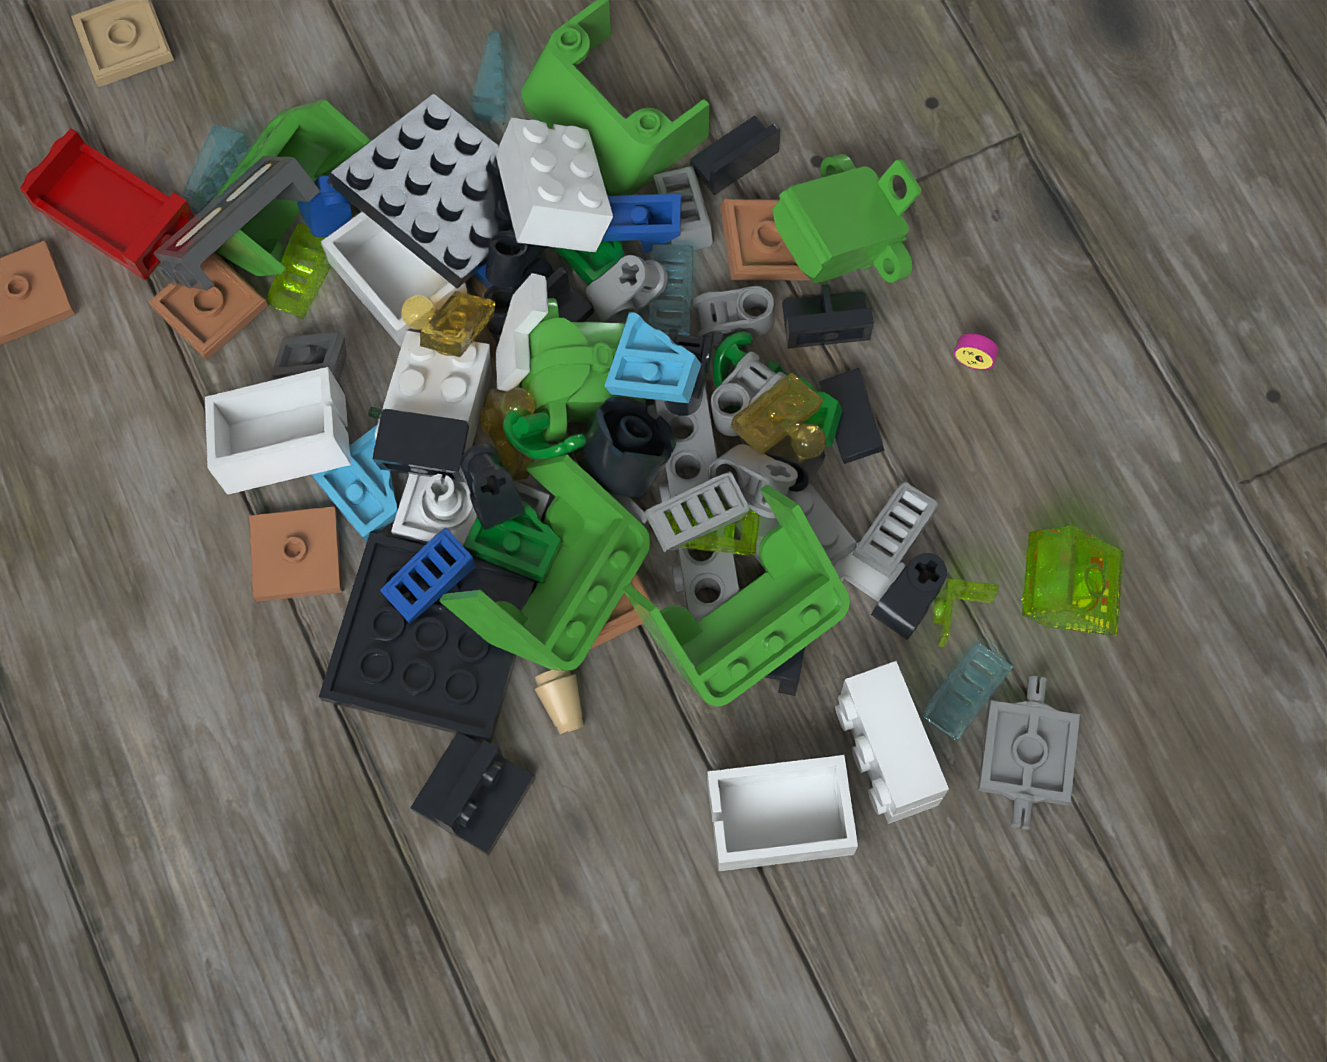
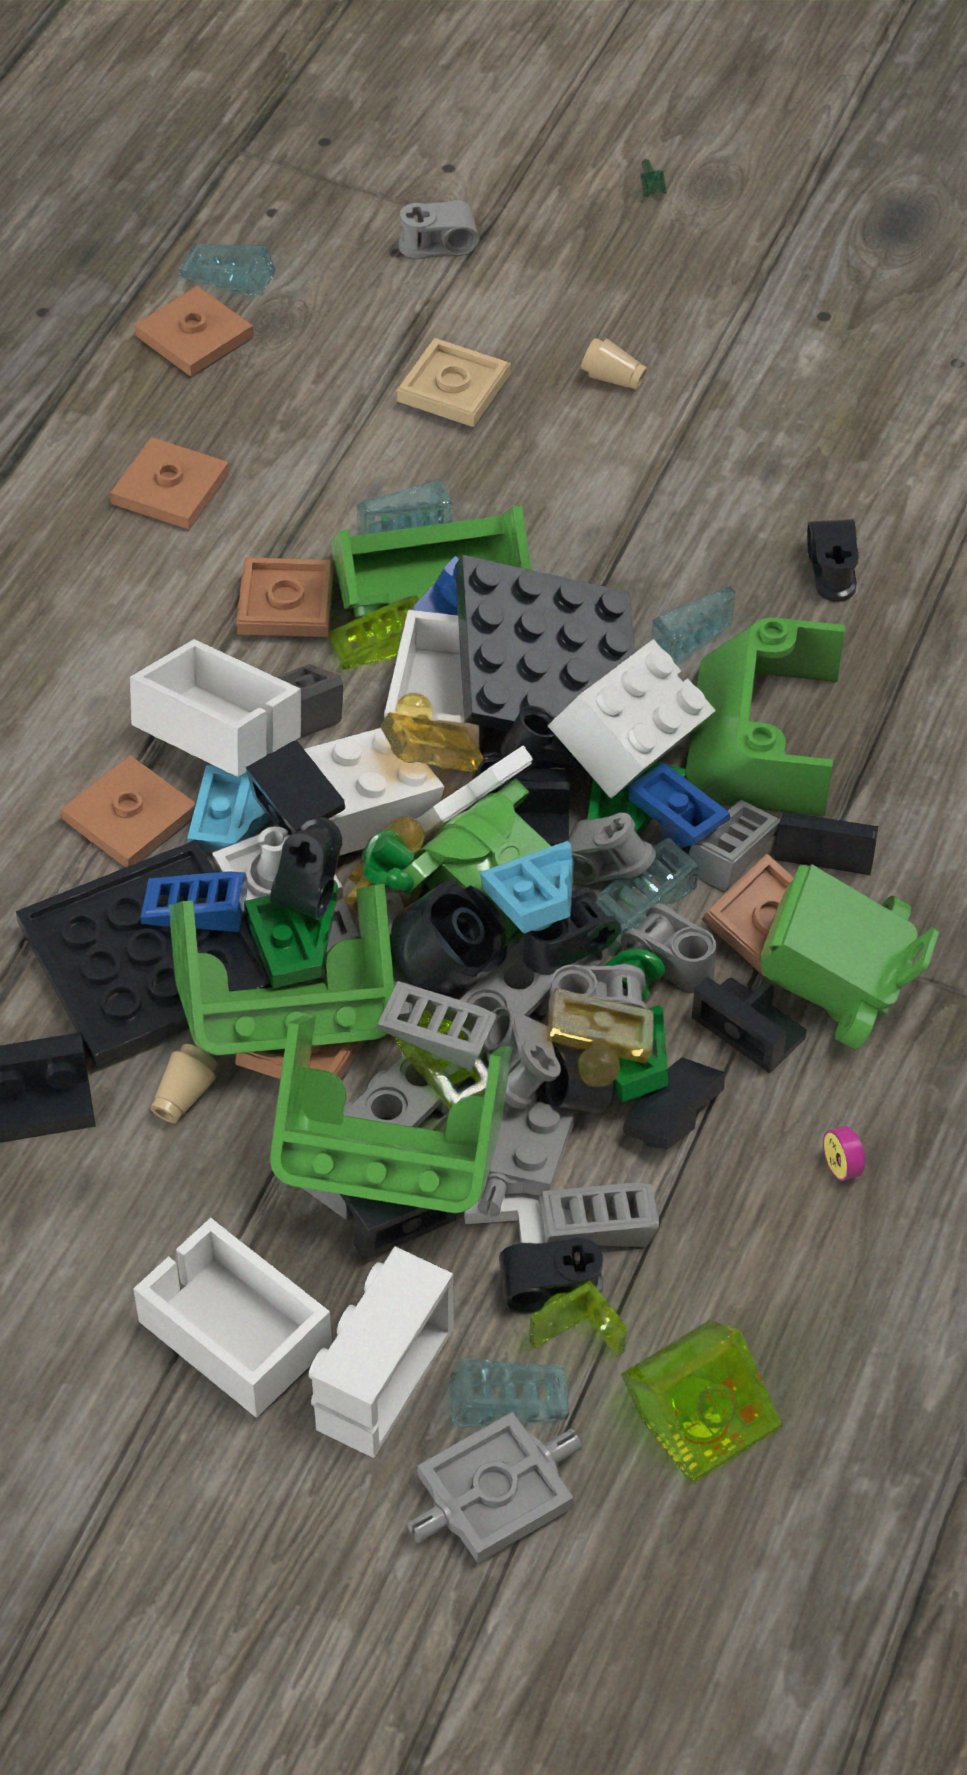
camera: 45 degrees right, 20 degrees down
(104, 204) = (300, 474): red panel -> none
(227, 213) = (430, 531): dark grey panel -> none

